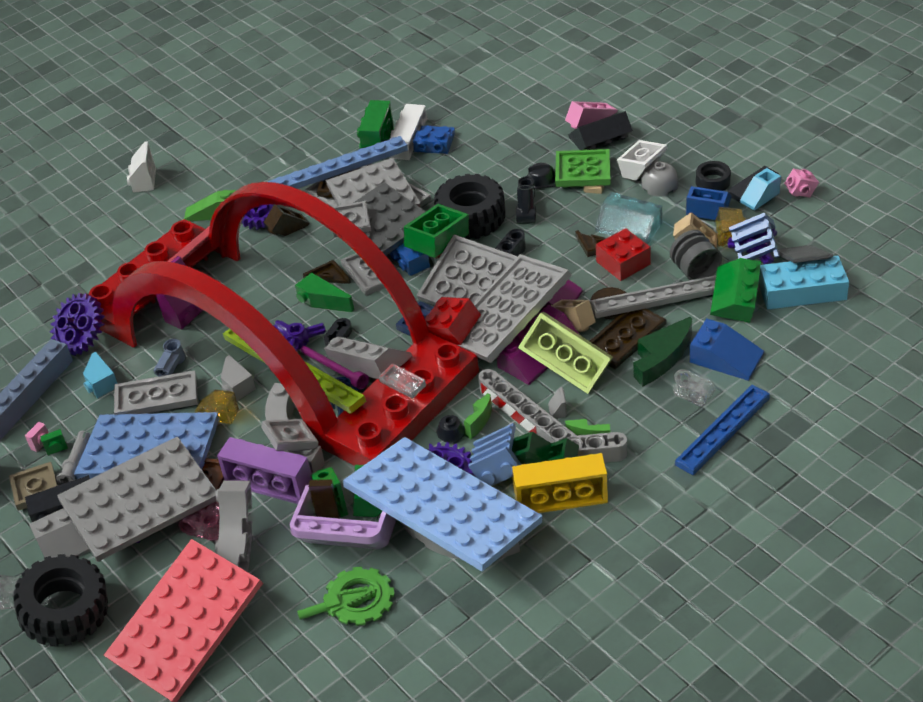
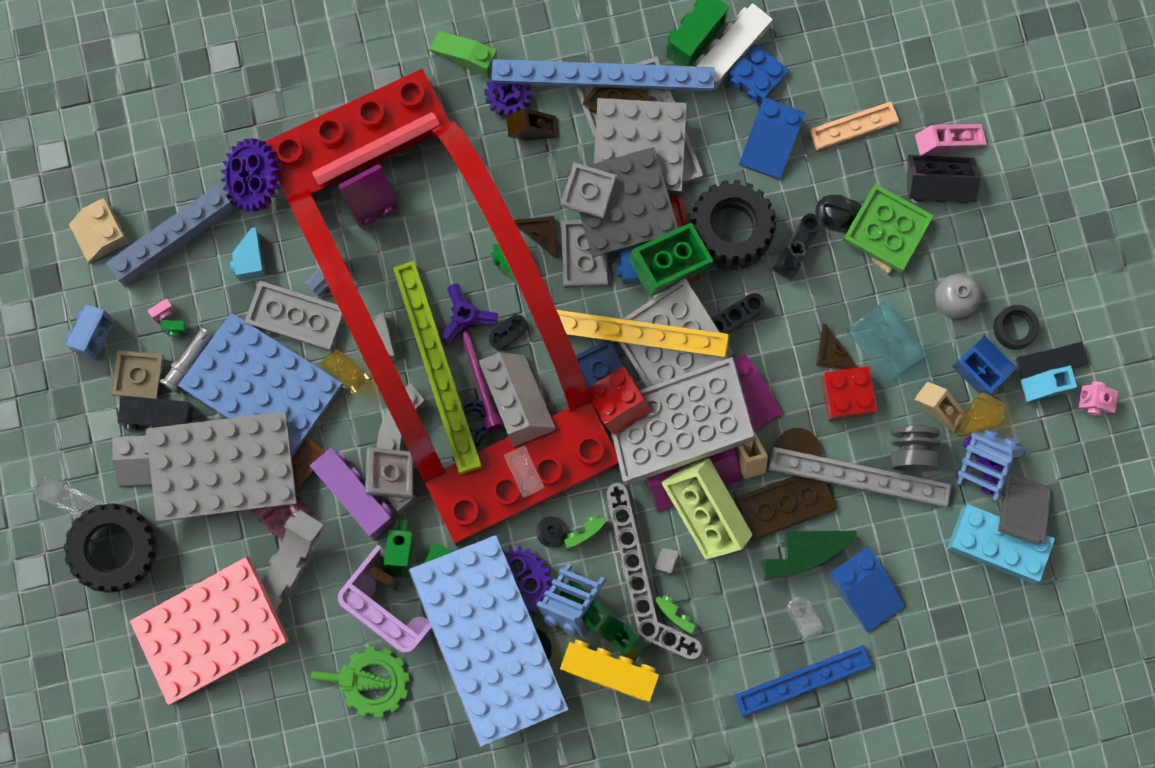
camera: 20 degrees right, 35 degrees up
(445, 279) = (645, 333): none -> yellow plate
(466, 155) = (772, 138): none -> blue slope
(519, 137) = (853, 126): none -> light nougat tile
(639, 158) = (953, 261): white slope -> none
(736, 289) = (926, 518): green slope -> none

